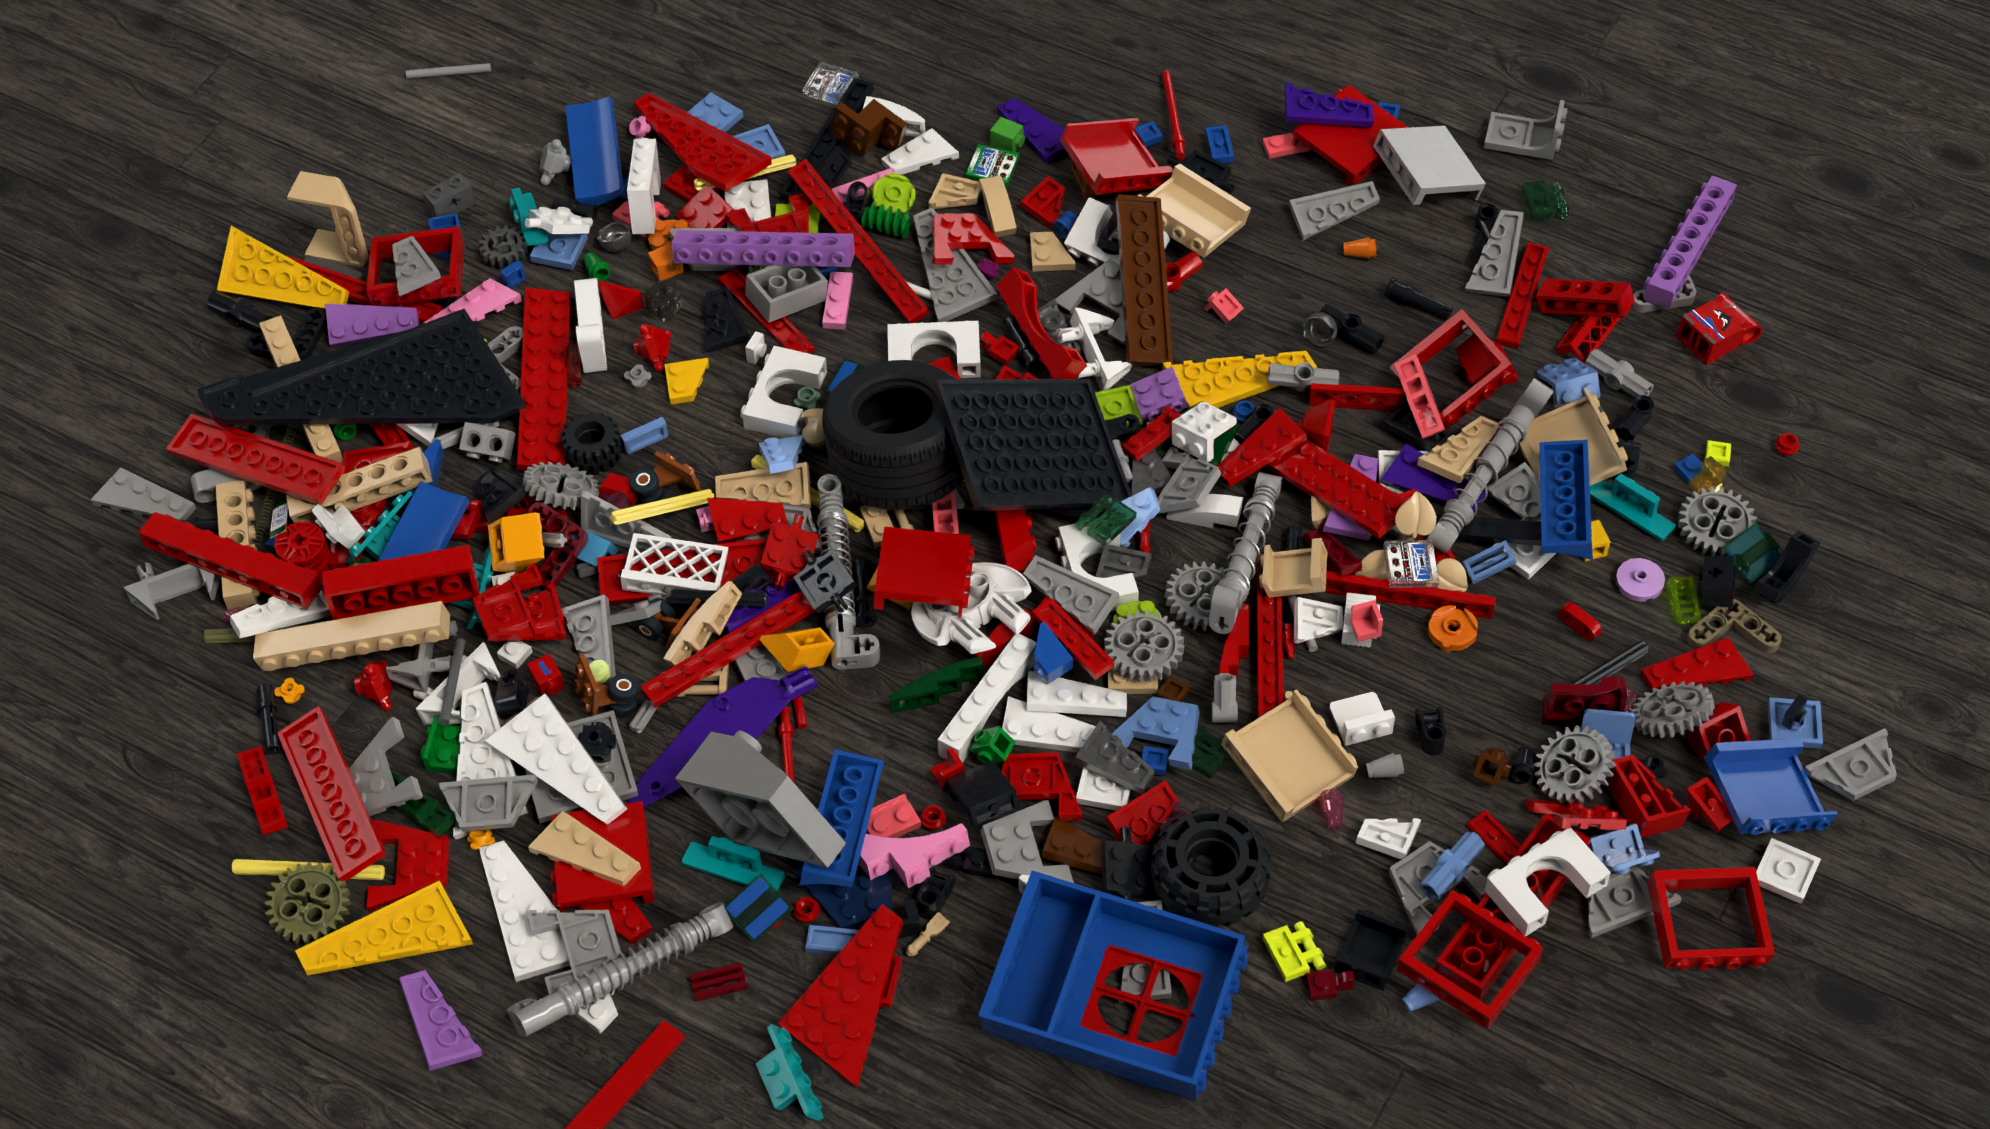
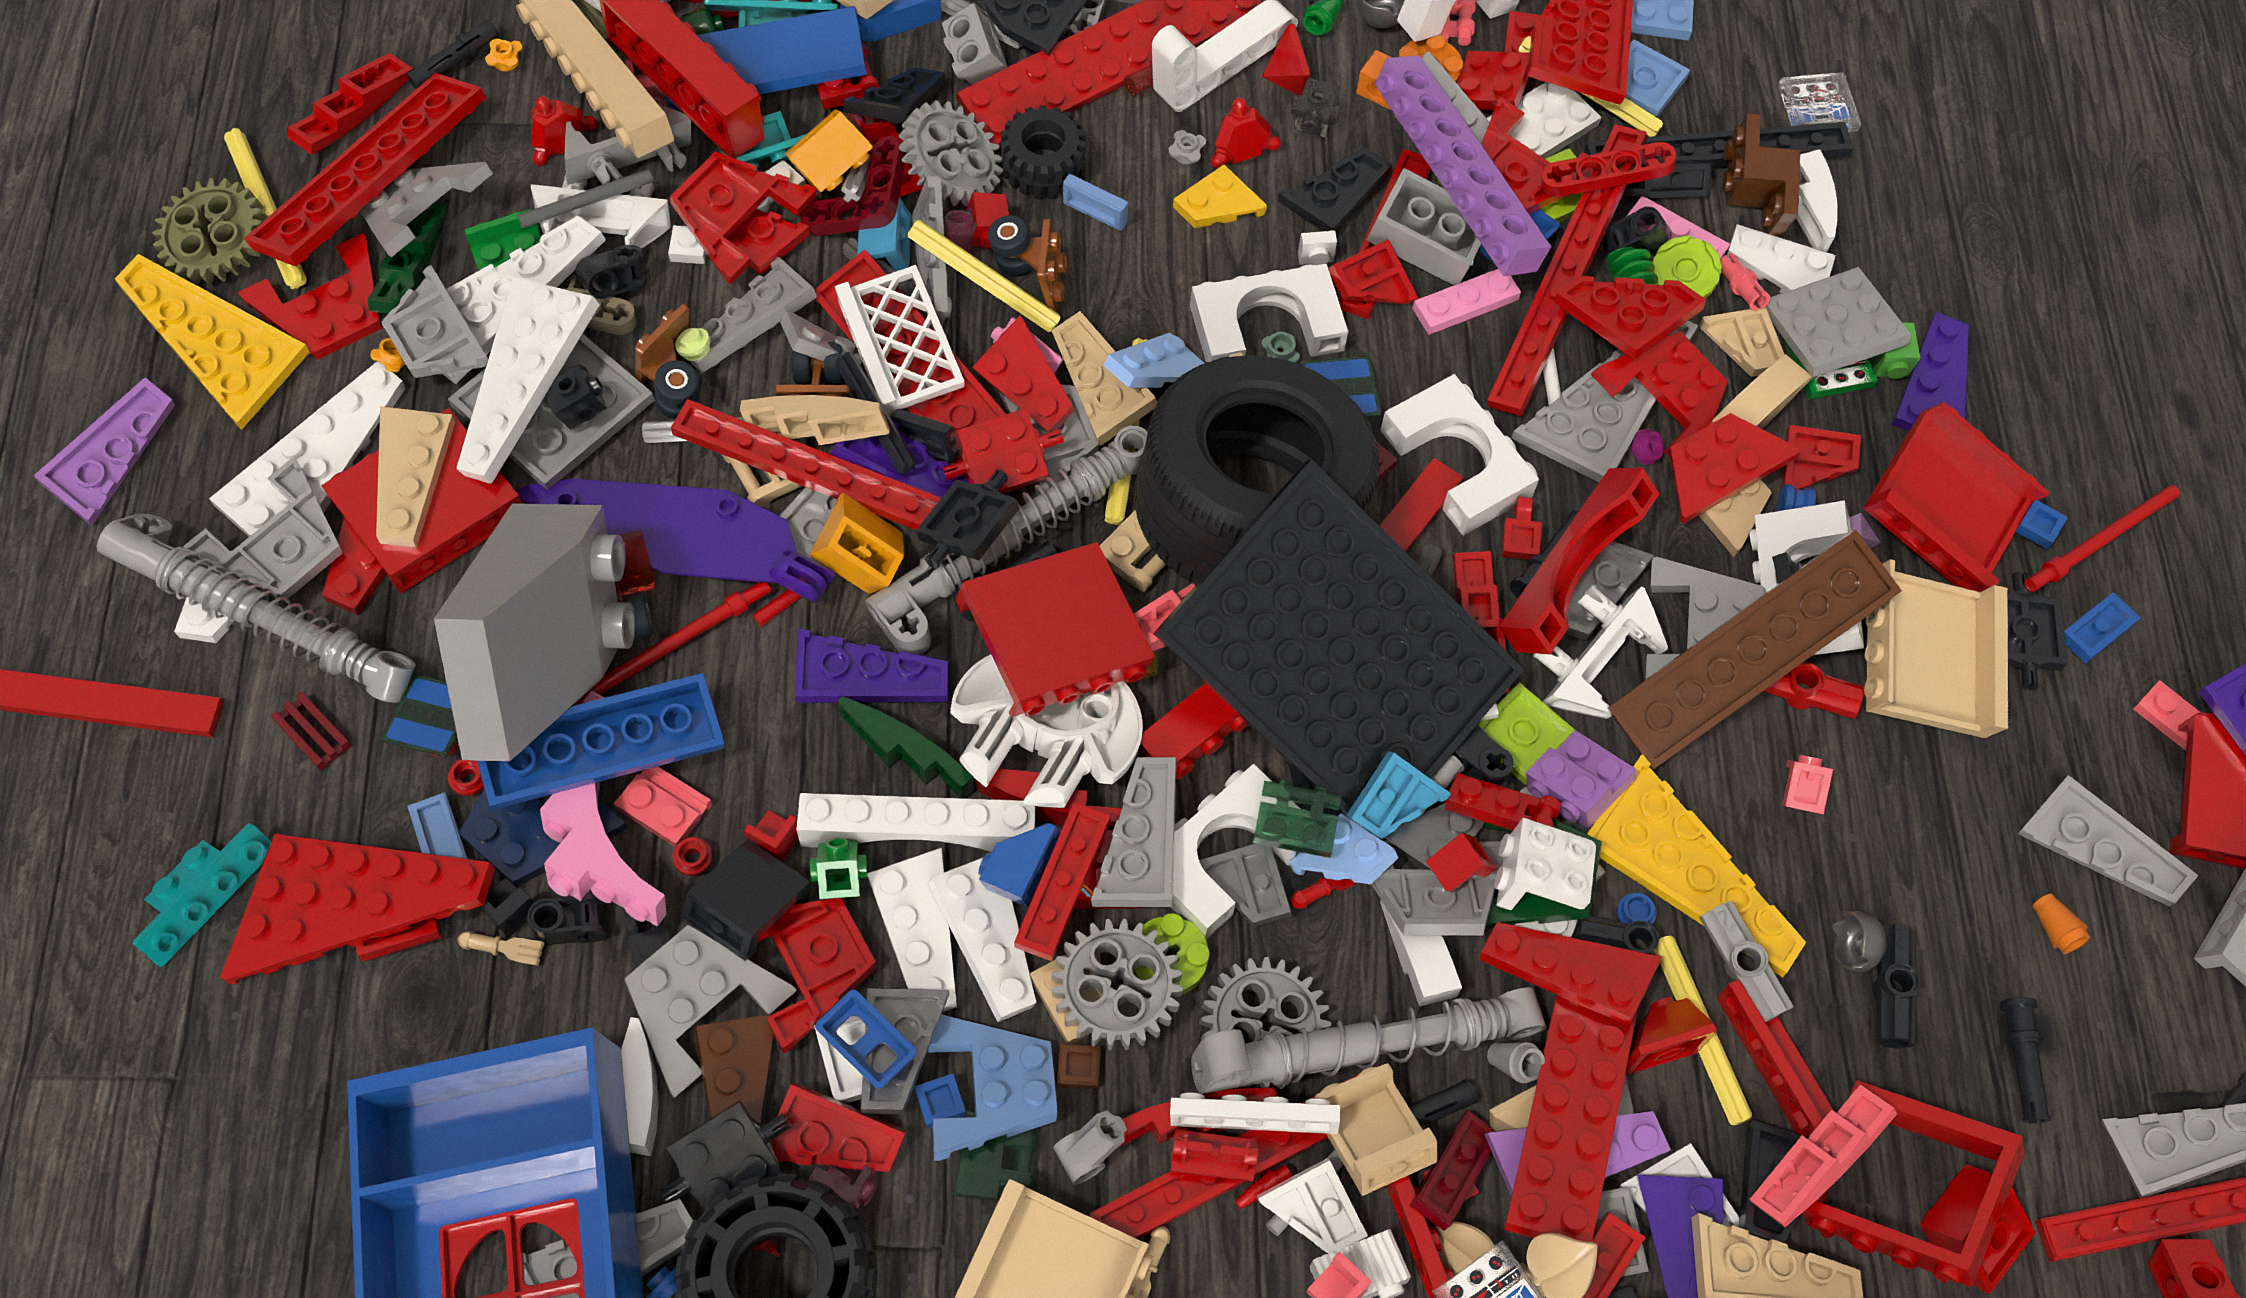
camera: 55 degrees right, 10 degrees up
(546, 675) = (664, 291): red brick -> none
(796, 329) = (1373, 277): none -> red wing
(815, 187) = (1606, 164): none -> red beam
(871, 691) = (865, 673): none -> dark purple wing
(910, 226) = (1628, 311): none -> red plate
(922, 173) = (1744, 282): none -> coral pin
(976, 147) = (1836, 322): none -> light grey plate
(1024, 239) = (1724, 462): none -> red wing
(1104, 759) = (879, 1032): none -> blue piece
(1119, 473) = (1394, 796): none -> dark azure wing
(1176, 463) = (1460, 861): none -> red panel
(1253, 618) = (1269, 1115): none -> white plate
(1263, 646) = (1214, 1155): none -> red hinge
(1292, 497) = (1517, 1060): none -> light grey cone
(1339, 421) = (1712, 1052): none -> light yellow axle

